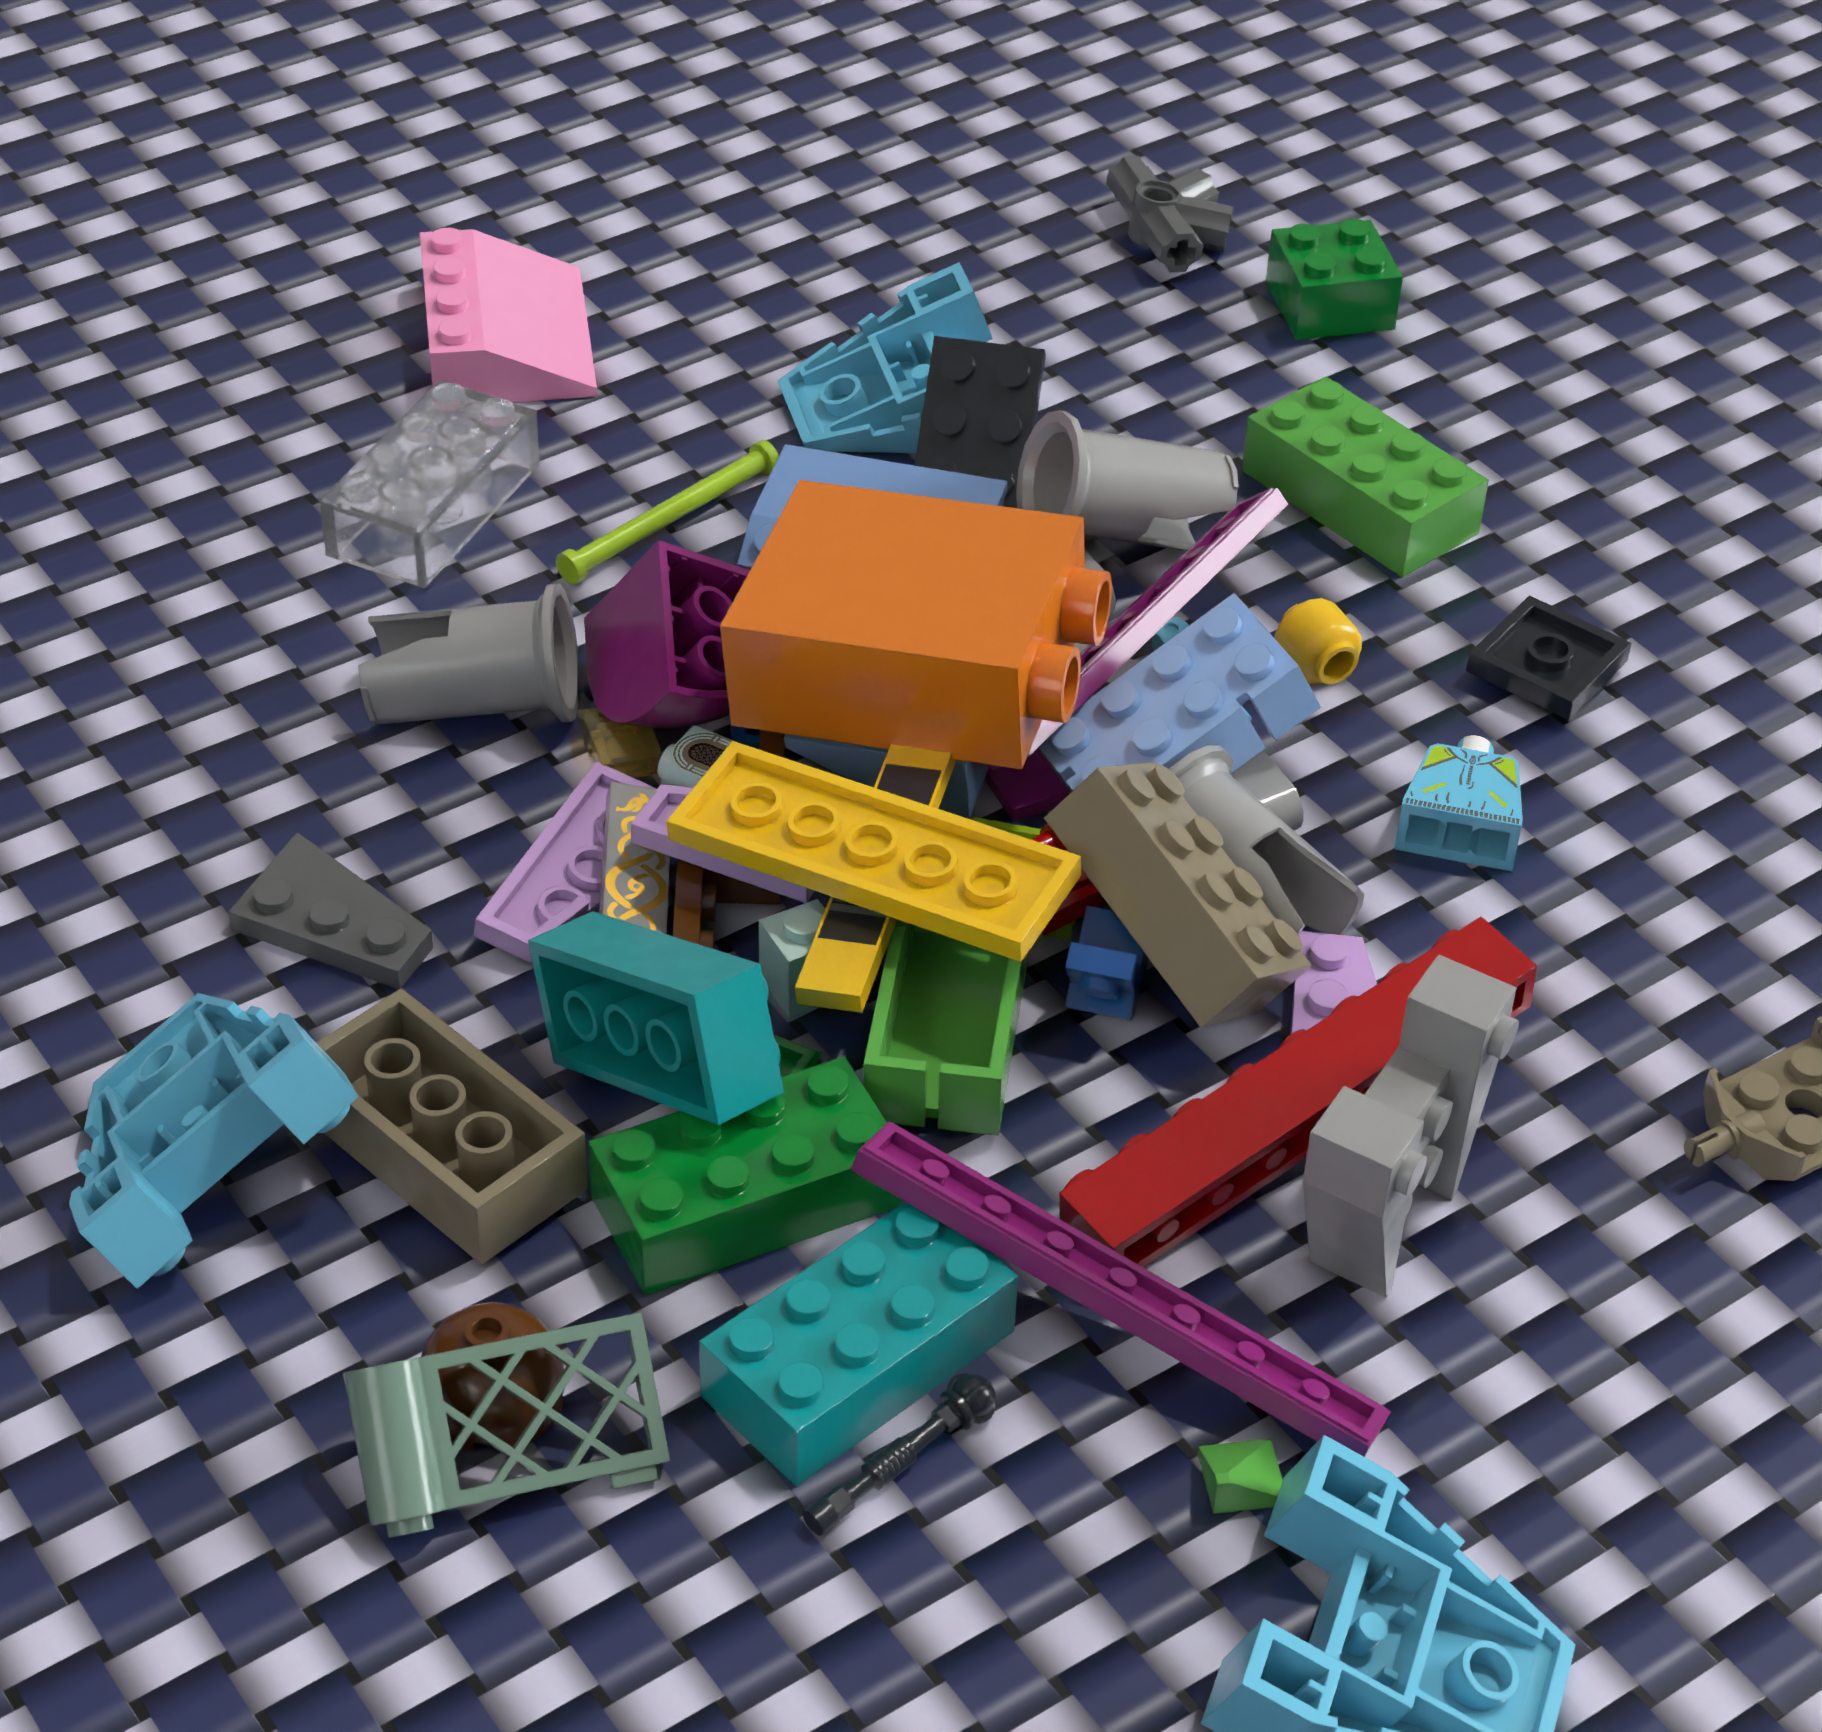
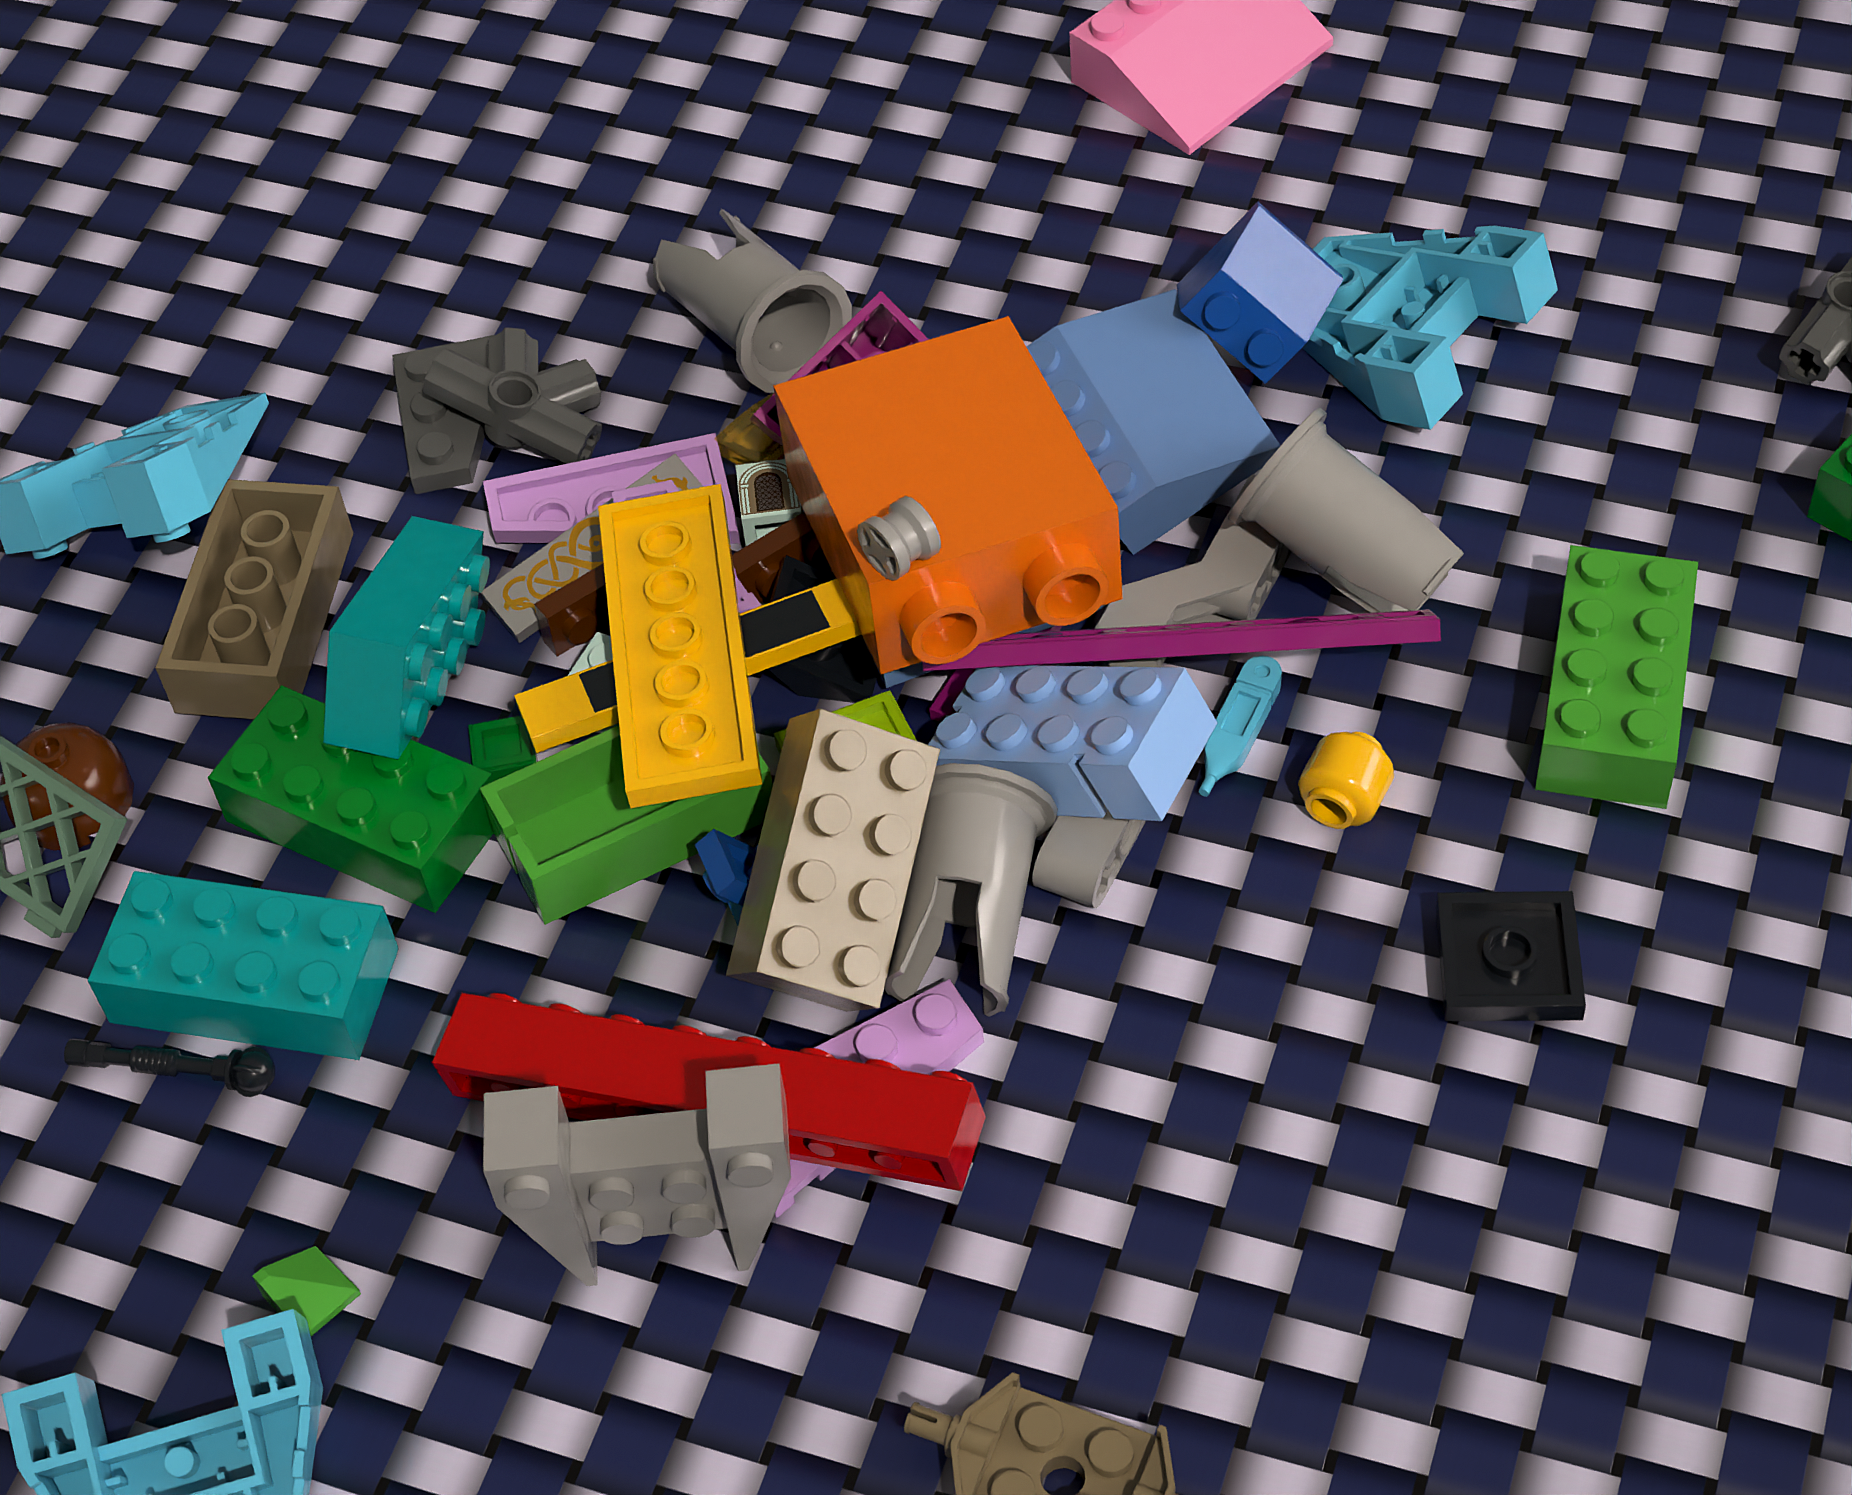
camera: 60 degrees right, 10 degrees up
(407, 855) = (517, 400): none -> dark grey piece
(430, 483) = (949, 138): clear brick -> none
(575, 564) = (1051, 282): lime bar -> none
(841, 405) = (1259, 292): none -> blue slope
(980, 408) = (1357, 372): black plate -> none
(1001, 628) = (899, 538): none -> light grey wheel
(1120, 1290) = (389, 1103): magenta tile -> none
(1463, 806) = (1226, 1002): medium azure torso -> none

